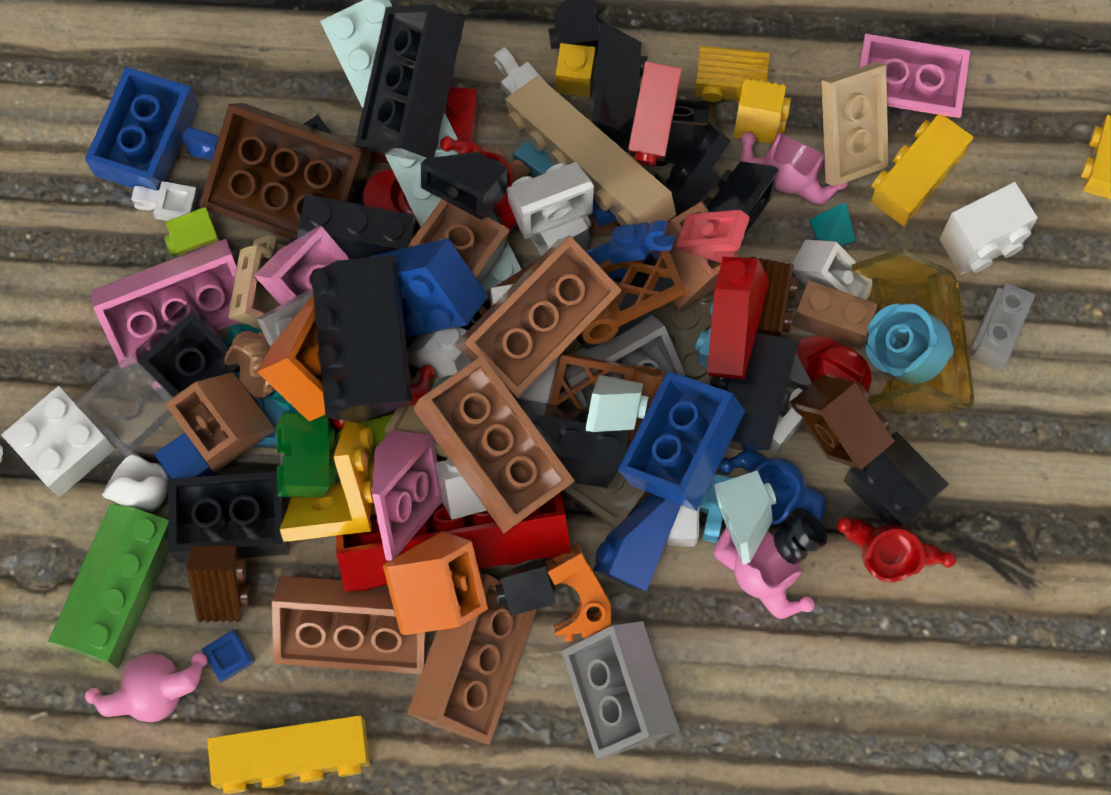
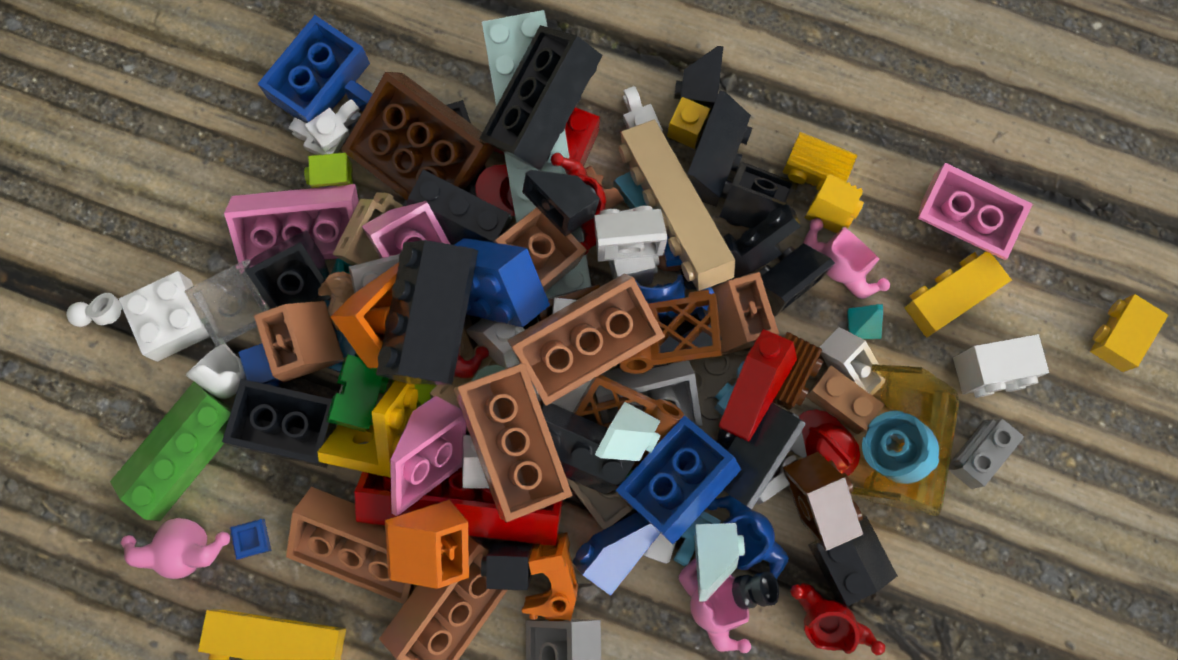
camera: 15 degrees right, 5 degrees up
(180, 185) = (331, 128): none -> white plate
(217, 583) = (255, 478): reddish brown brick -> none
(635, 241) = (690, 293): blue plate -> none
(654, 113) = (742, 184): window -> none
(713, 234) = (760, 306): coral slope -> none
(855, 123) = (913, 240): tan plate -> none

